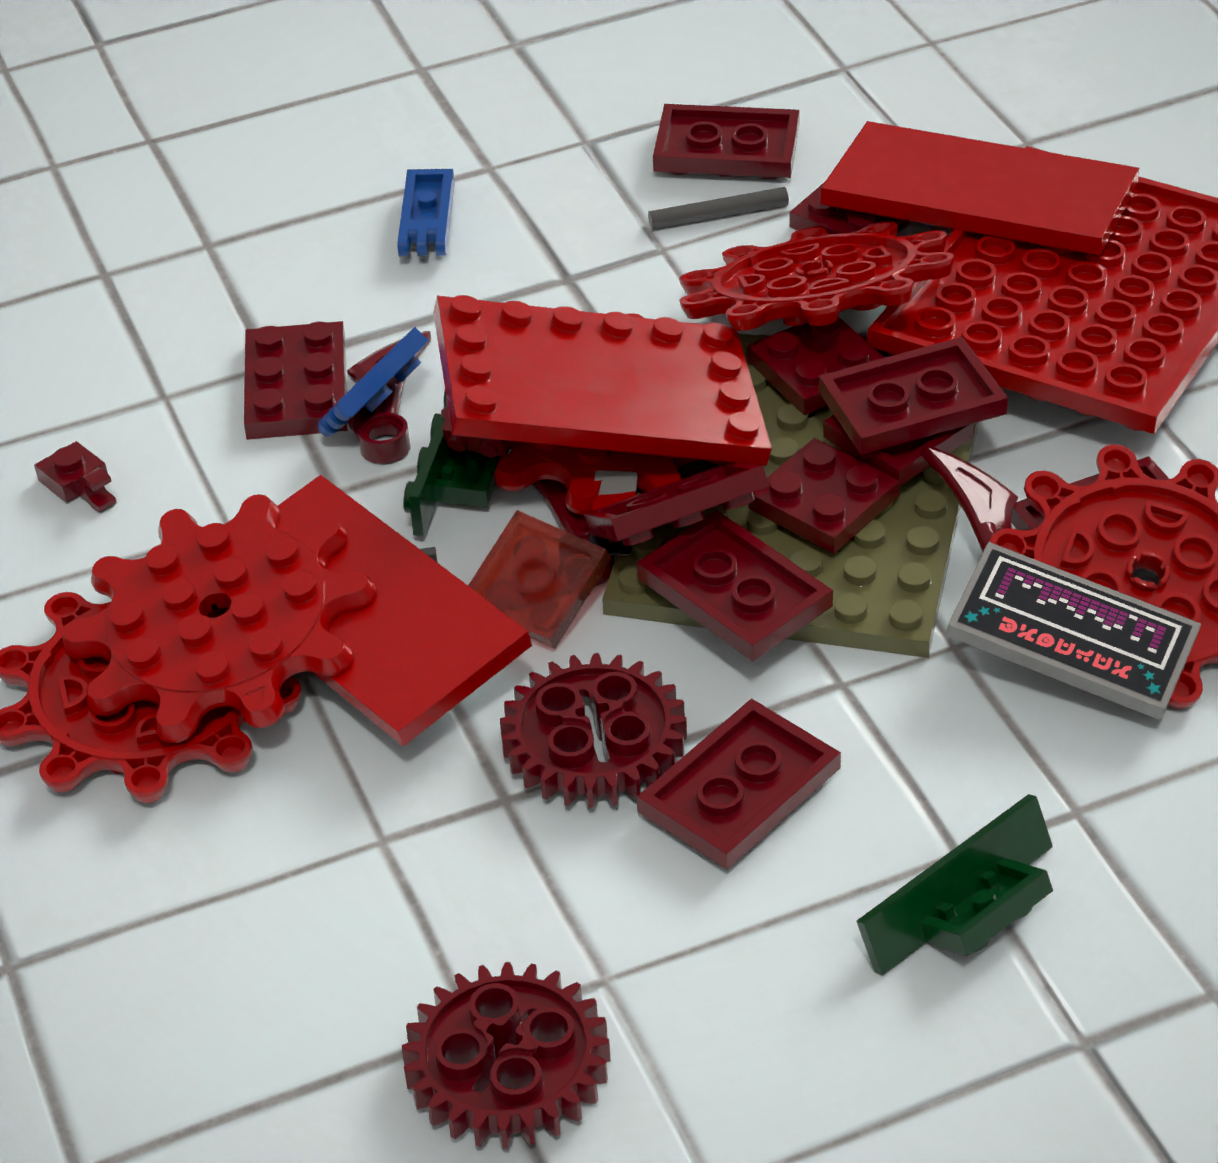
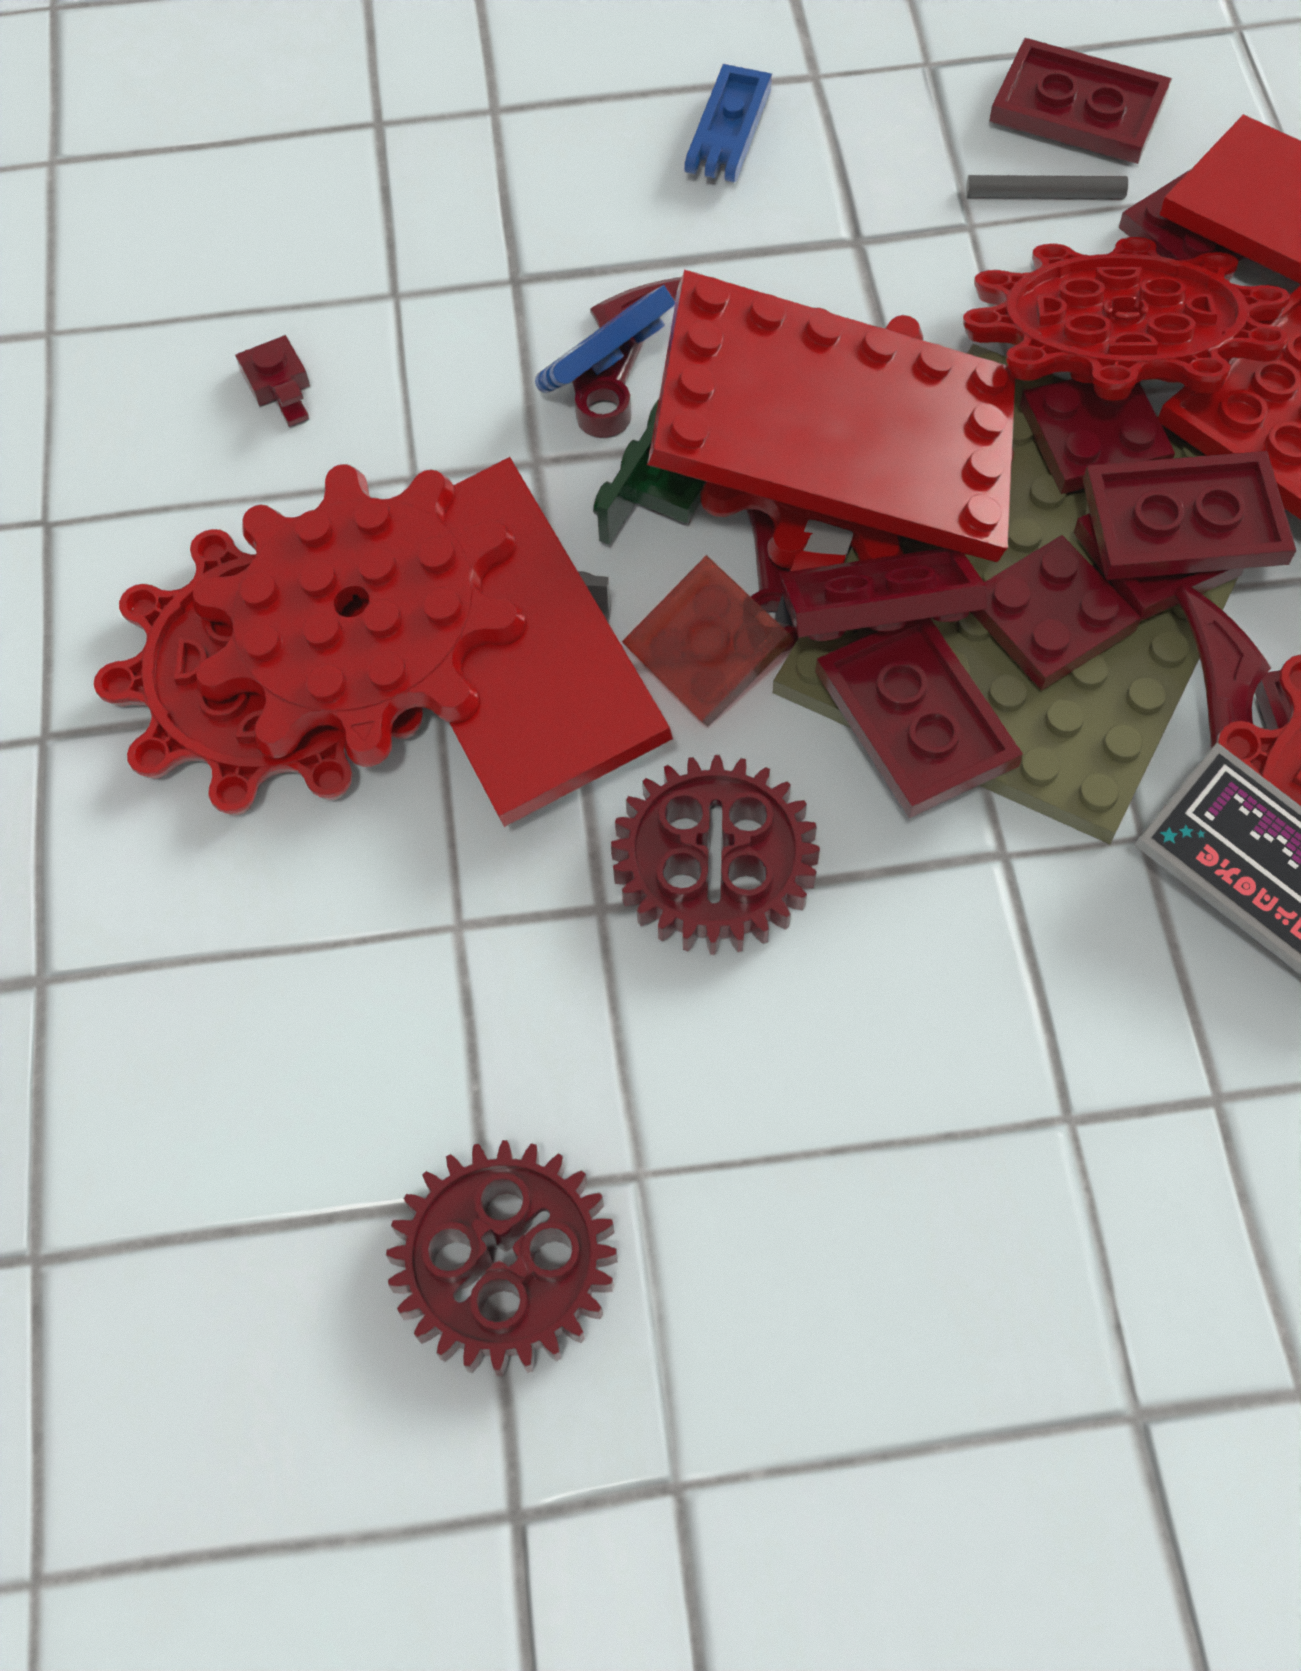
camera: 15 degrees right, 20 degrees up
(292, 378) = (531, 304): dark red plate -> none
(738, 783) = (852, 966): dark red plate -> none
(966, 892) = (1064, 1194): dark green bracket -> none

